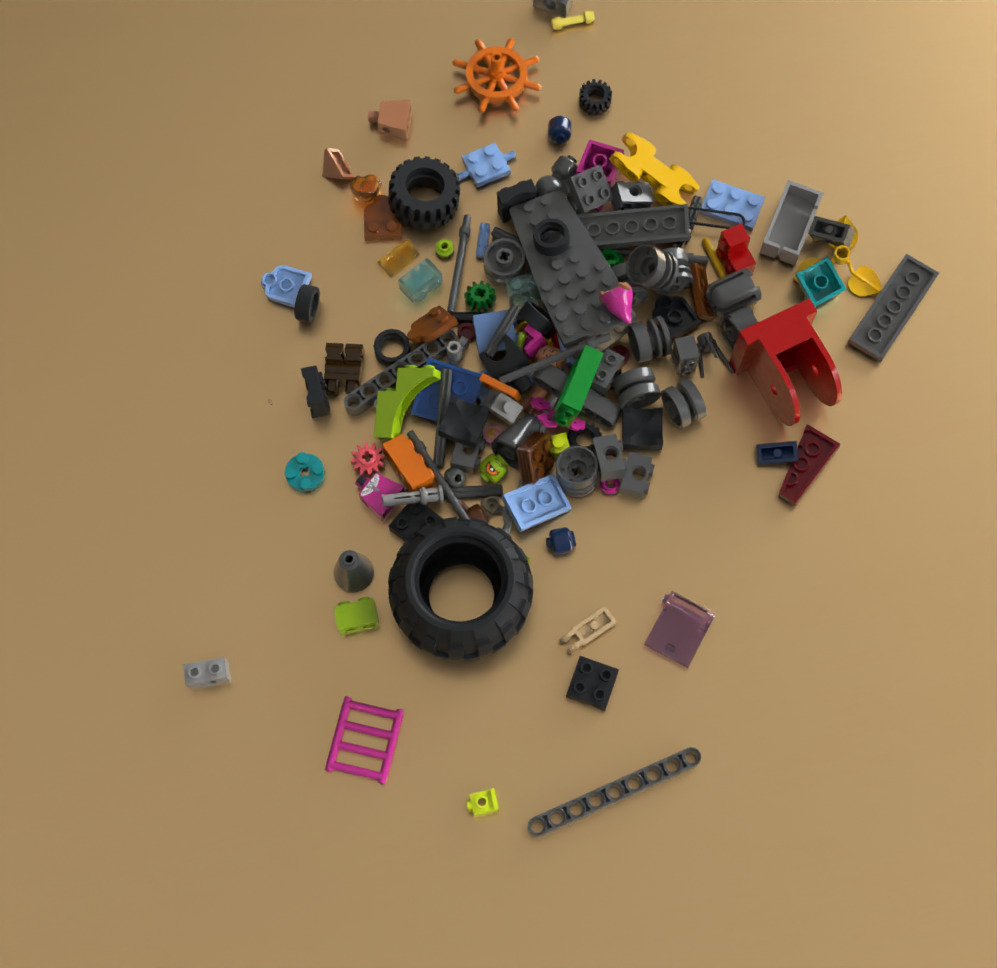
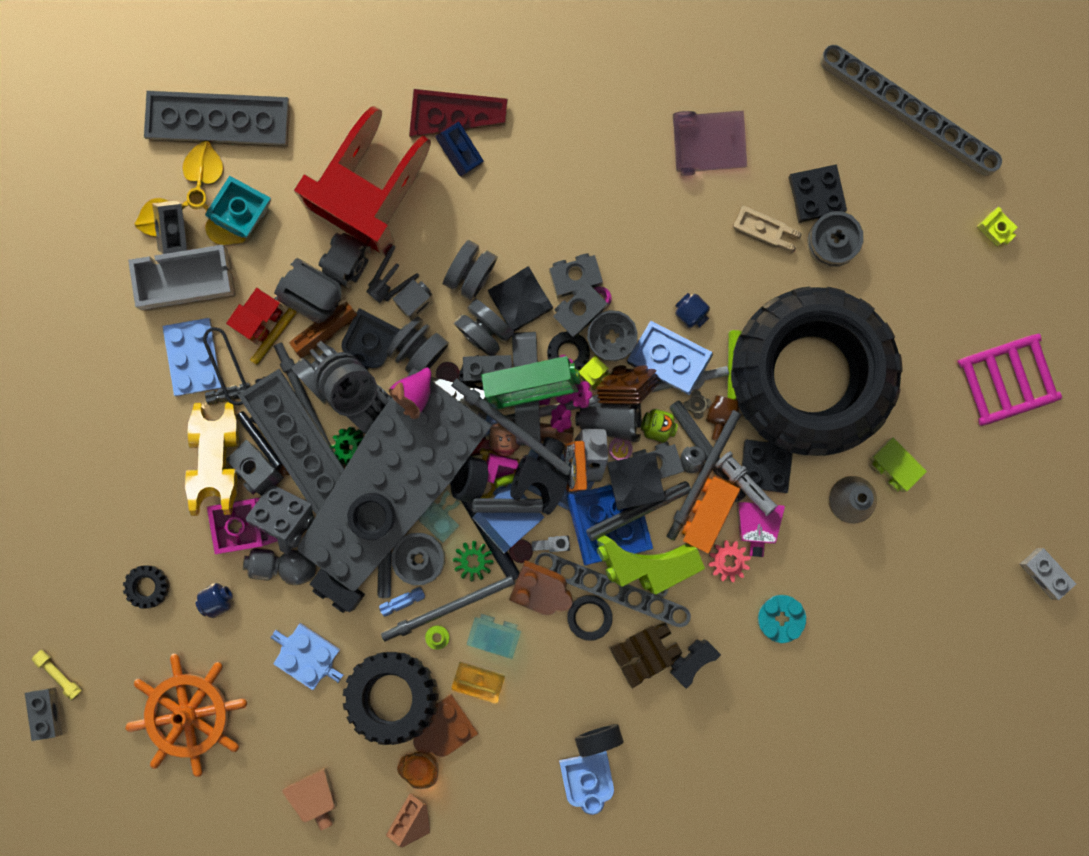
camera: 125 degrees left, 15 degrees up
(554, 660) = (837, 225): none -> dark grey wheel

